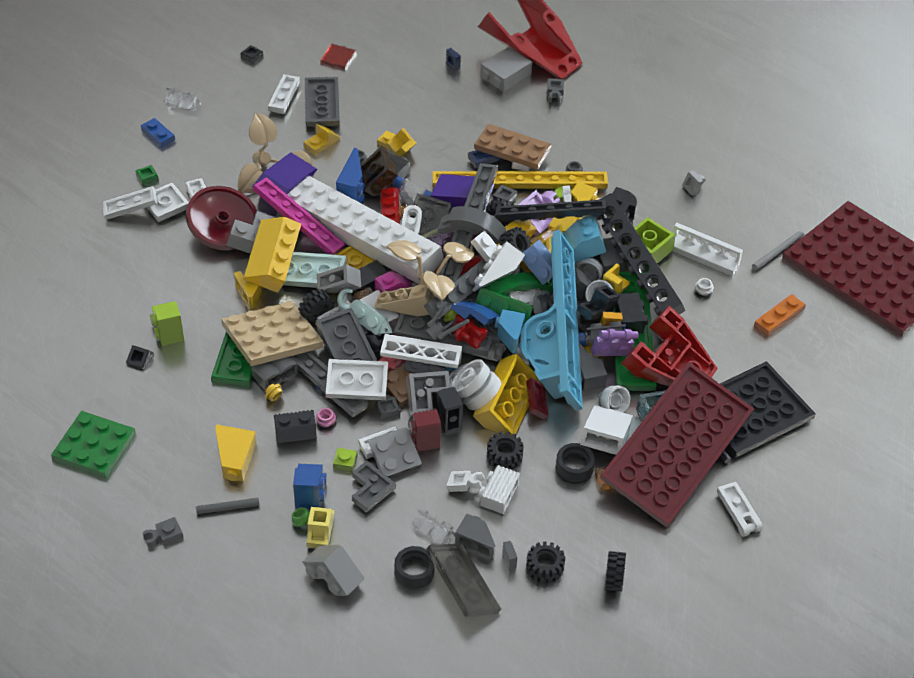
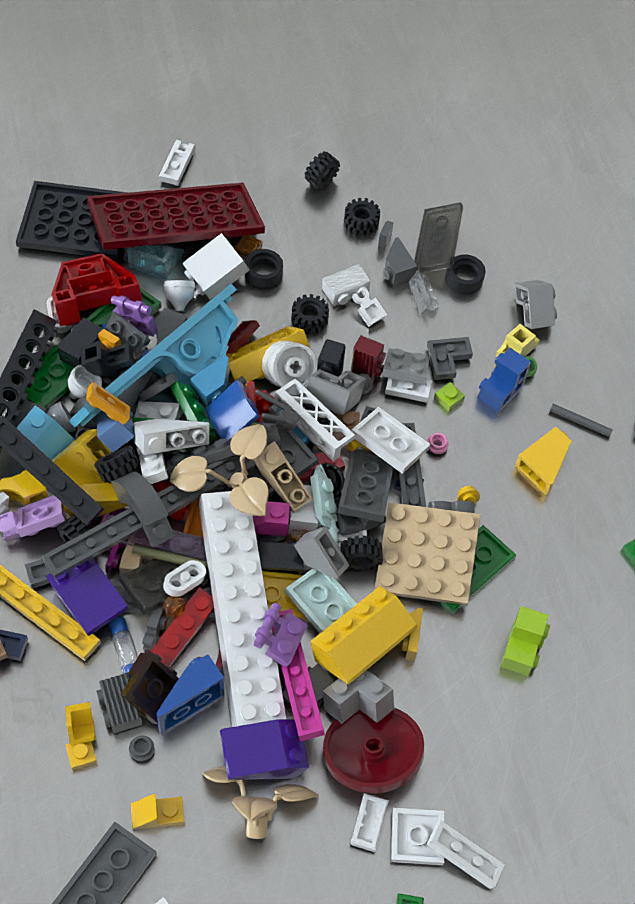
camera: 145 degrees left, 10 degrees up
(139, 356) = (570, 631): black slope -> none
(295, 426) = (475, 445): black brick -> none
(318, 222) = (286, 638): none -> medium lavender plate
(546, 238) = (108, 403): none -> light orange plate
(617, 282) = (55, 388): yellow panel -> none

